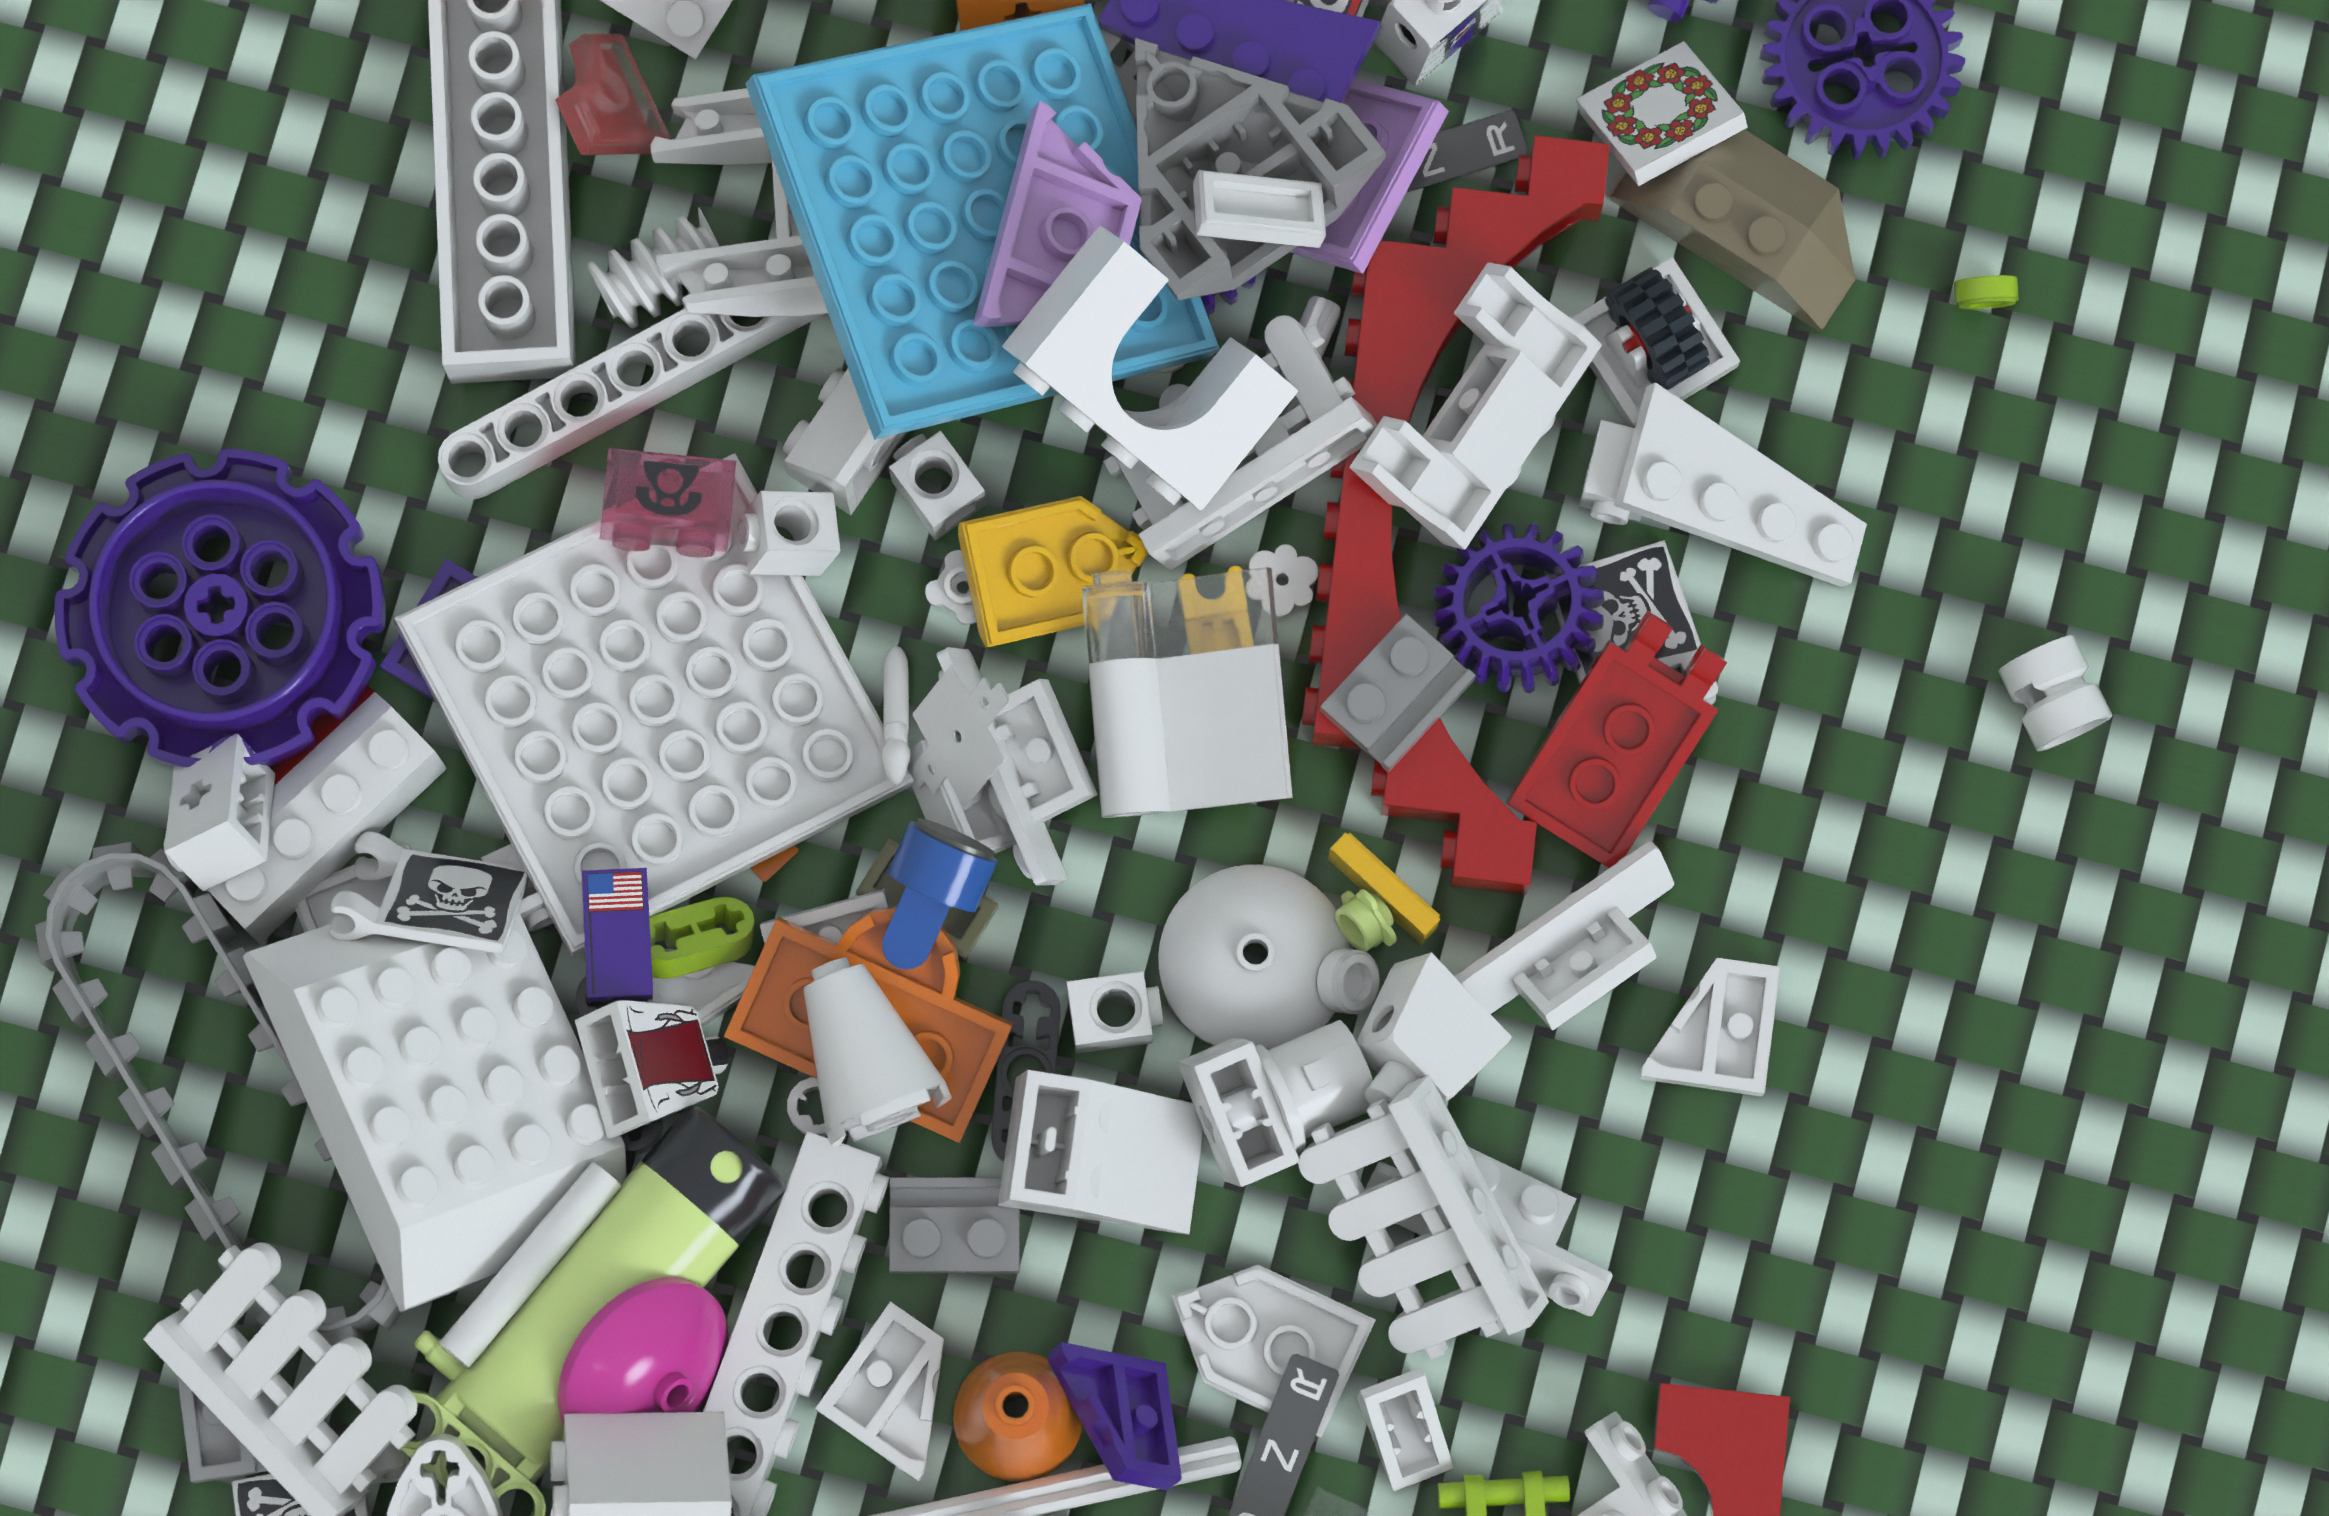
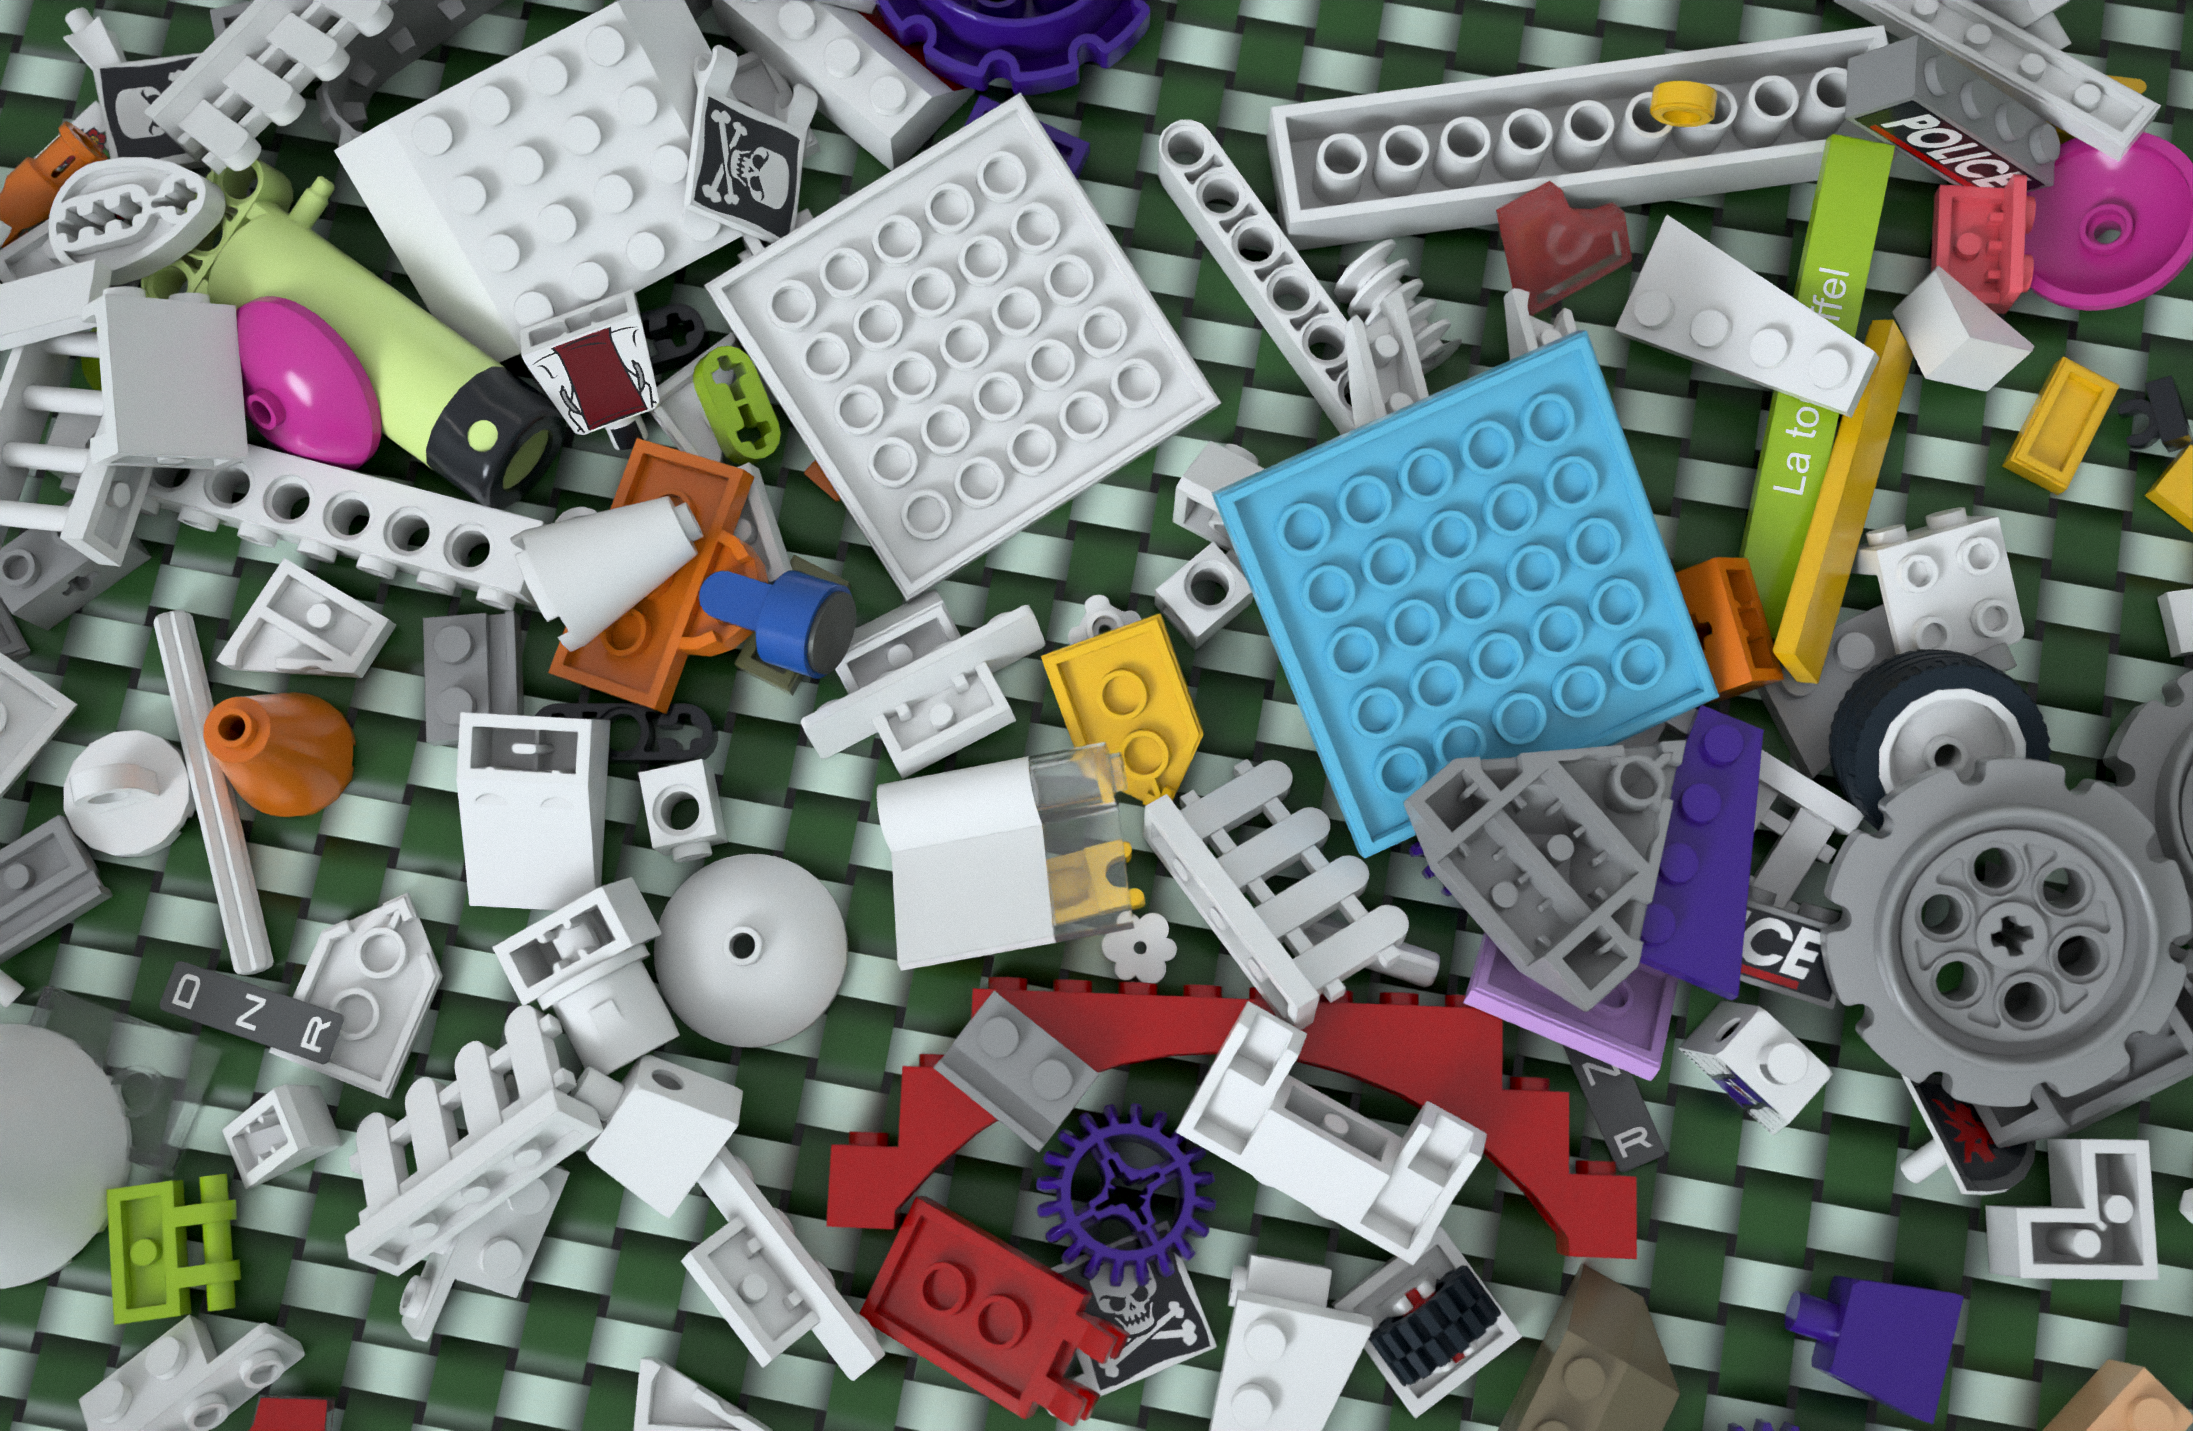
camera: 90 degrees right, 0 degrees up
(530, 1265) = (392, 269): white piece -> none
(617, 934) = (719, 321): dark purple tile -> none
(667, 502) = (1157, 331): clear pink brick -> none
(806, 516) = (1159, 470): white brick -> none
(896, 752) = (968, 576): white piece -> none
(953, 709) = (954, 616): white piece -> none
(1049, 214) = (1459, 671): lavender wing -> none
(1071, 348) = (1253, 825): white arch -> none
(1124, 1412) = (274, 850): dark purple wing -> none
(1259, 209) = (1512, 881): white tile -> none
(1348, 981) = (727, 1045): white tile -> none
(1365, 920) = (788, 1058): yellowish green plate -> none
(1376, 878) = (823, 1075): yellow tile -> none
(1661, 113) = (1679, 1315): white tile -> none

